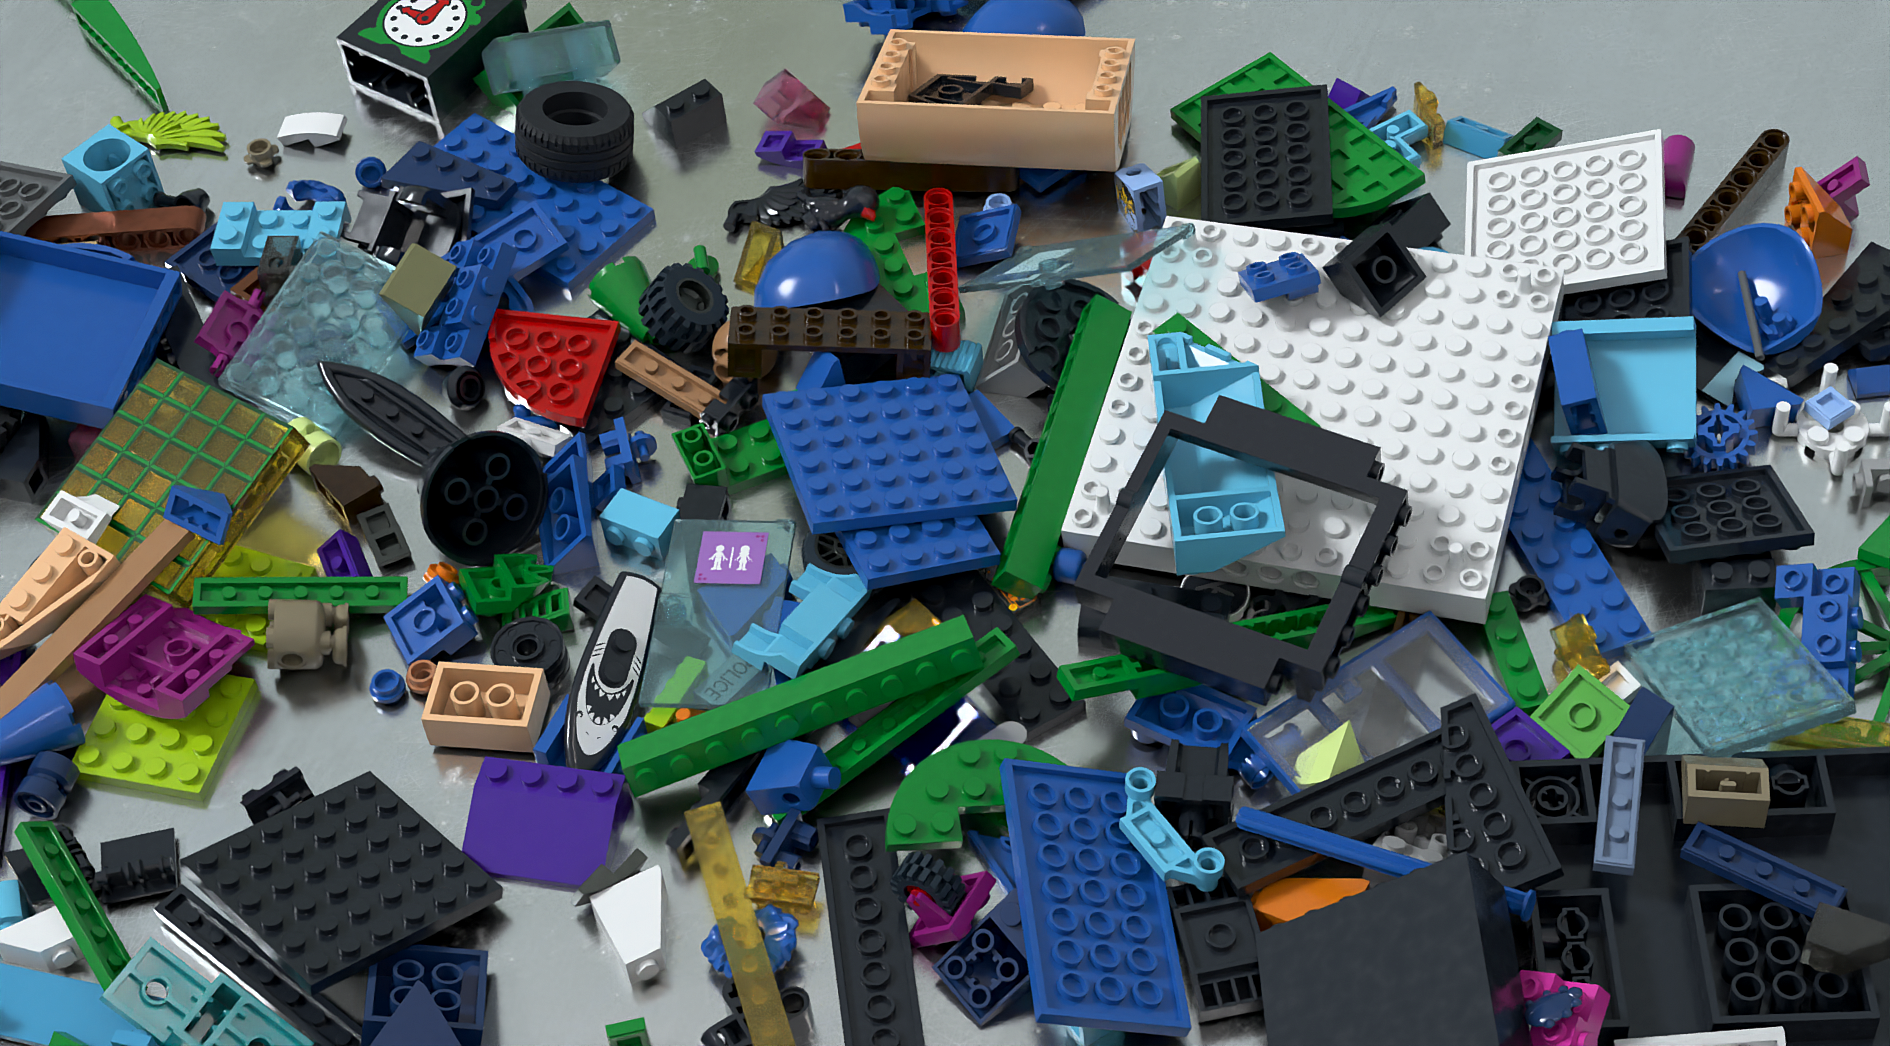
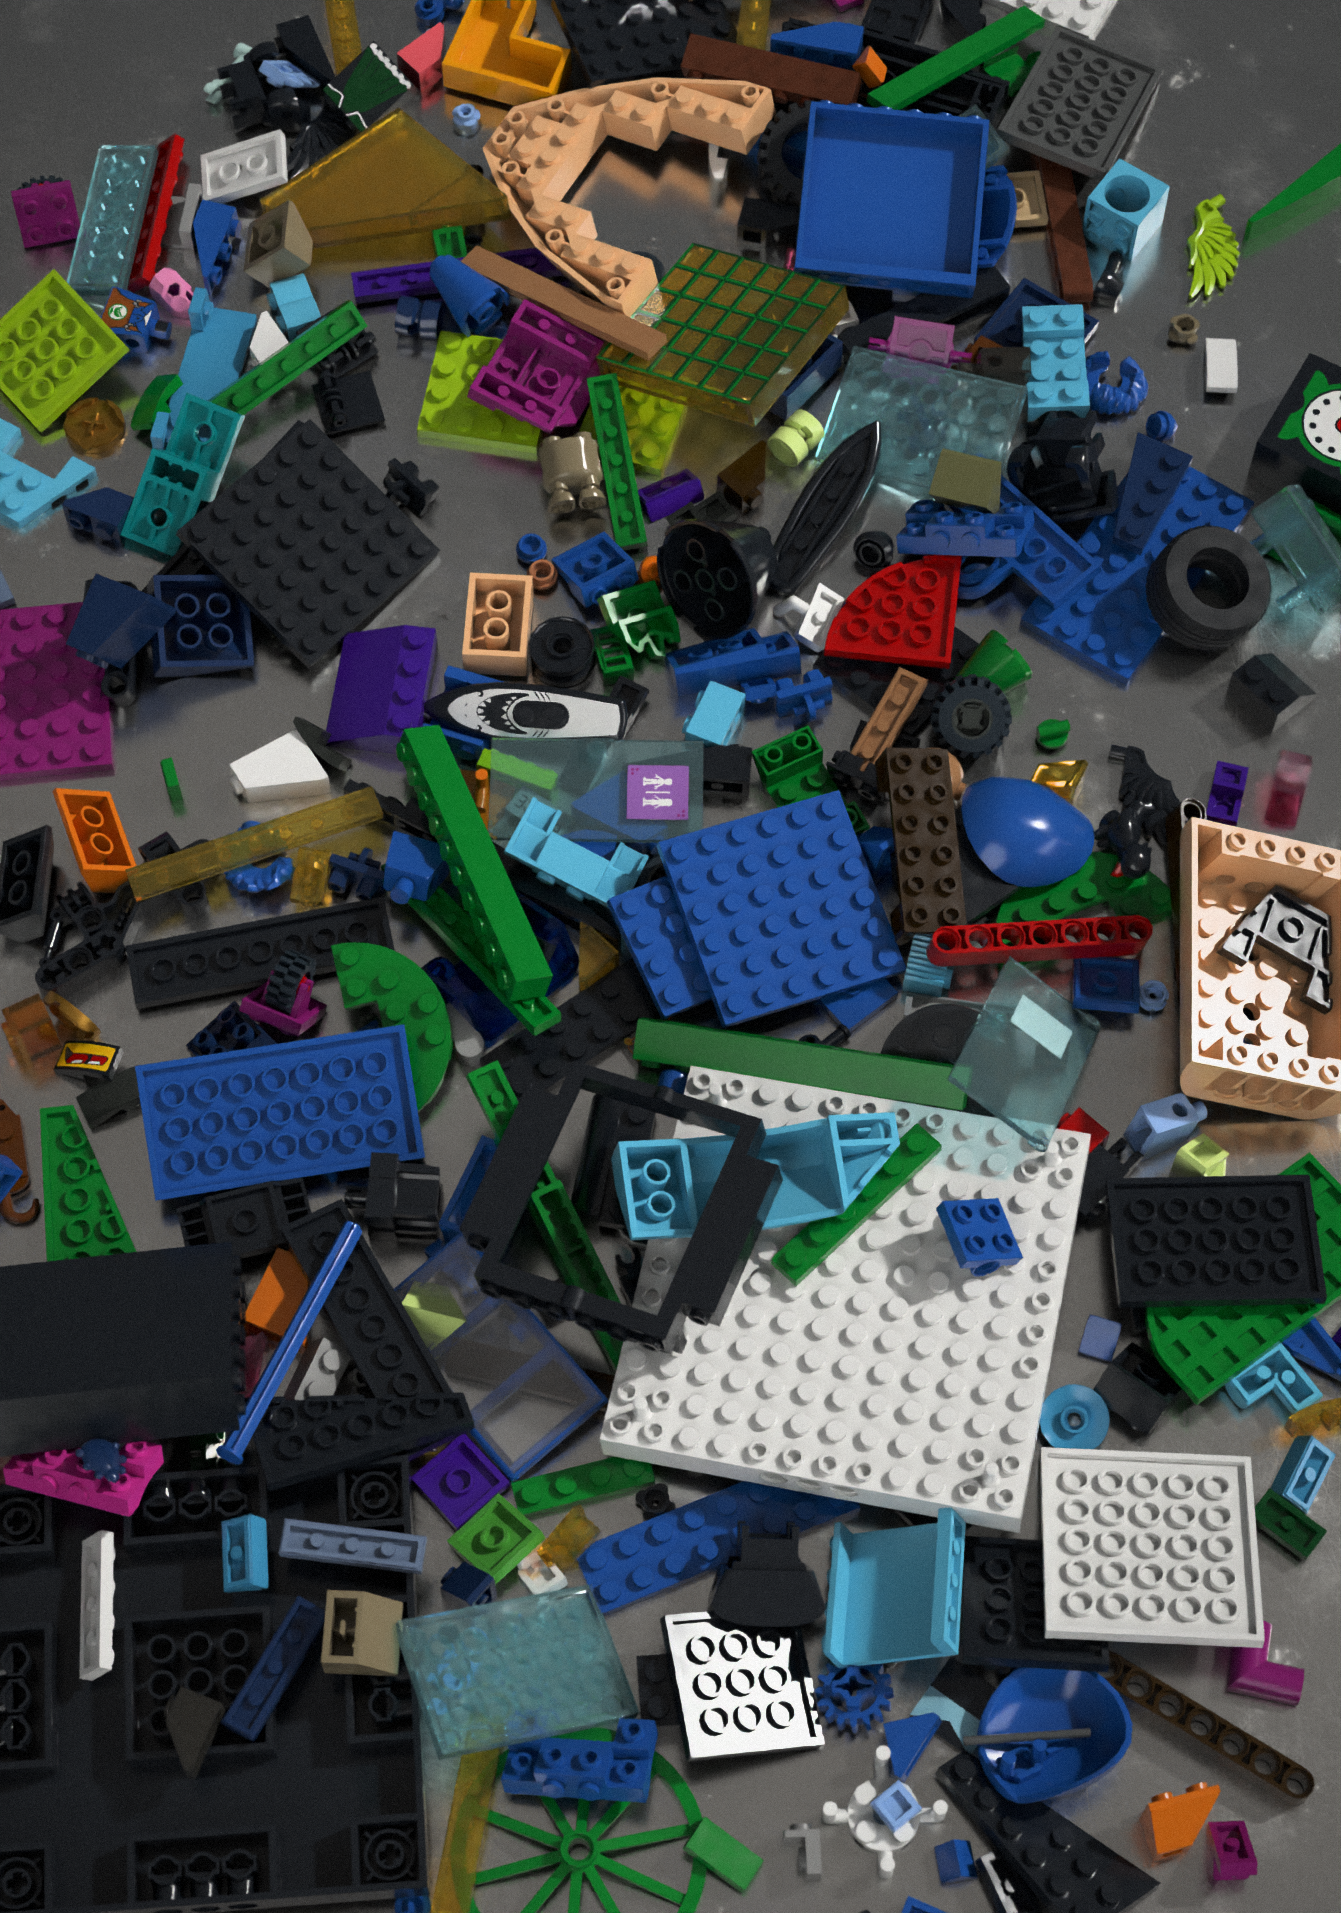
camera: 80 degrees right, 15 degrees up
(83, 515) = (677, 272): white slope -> none
(200, 512) = (665, 356): blue slope -> none
(1160, 842) = (337, 1163): medium azure plate -> none
(1375, 270) = (993, 1324): black slope -> none
(1577, 383) = (887, 1536): blue slope -> none
(1636, 905) = (244, 1554): none -> dark azure slope

